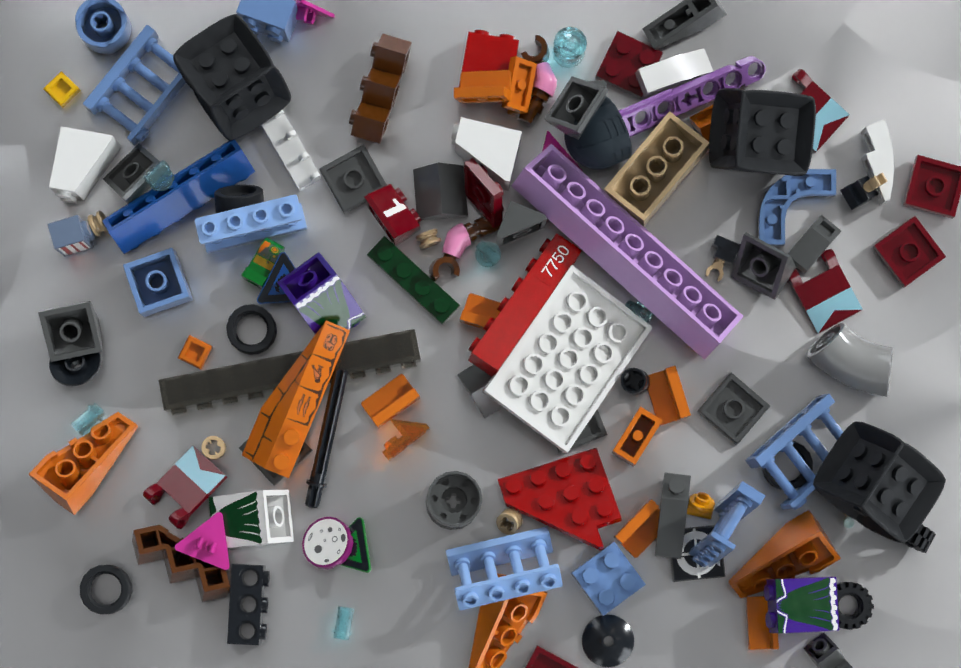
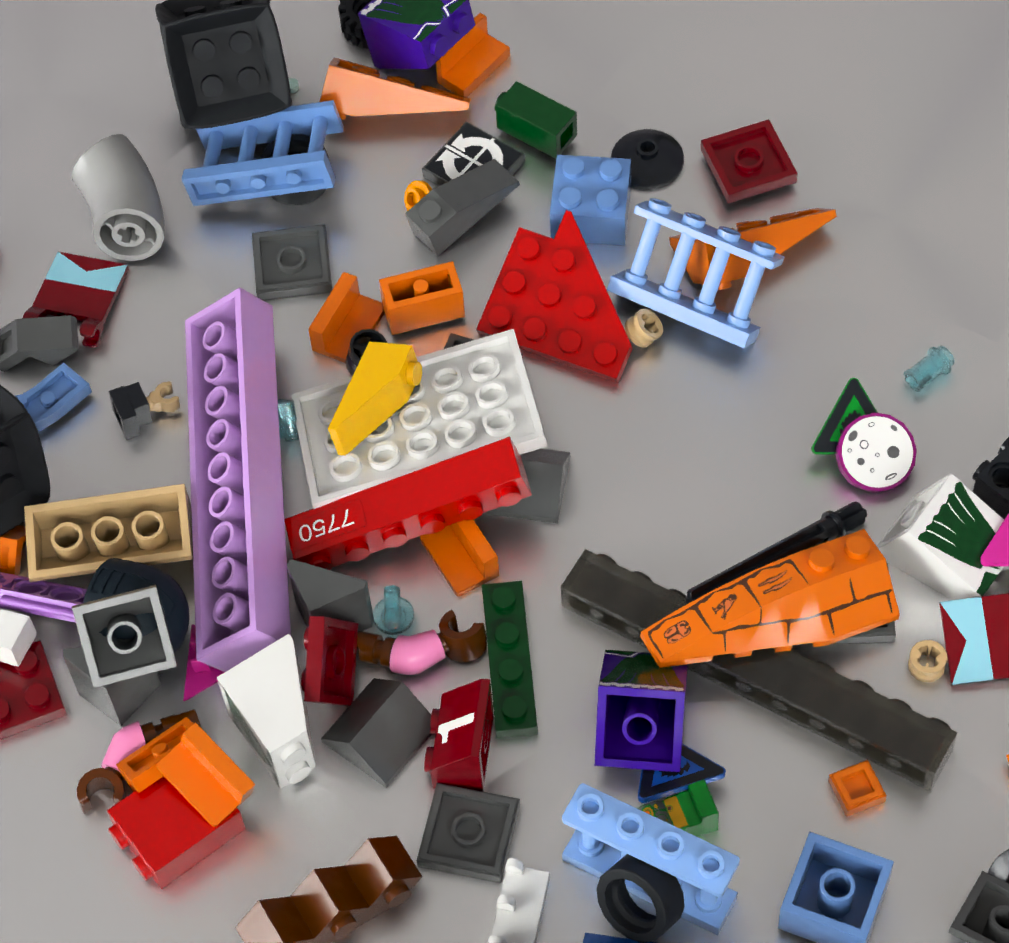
camera: 130 degrees left, 25 degrees down
(246, 310) = (766, 724): black tyre -> none
(390, 400) = (663, 545): orange panel -> none
(410, 433) = (673, 491): clear orange slope -> none
(428, 239) = (444, 680): tan bush -> none
(465, 490) = (688, 380): dark grey wheel -> none
(569, 47) = (57, 757): clear light blue wheel -> none
(599, 354) = (374, 393): none -> yellow slope
(640, 529) = (501, 224): orange panel -> none
(685, 606) = (536, 119): none -> dark green brick
(731, 510) = (384, 125): medium blue fence -> none
(762, 266) = (111, 352): dark grey slope -> none

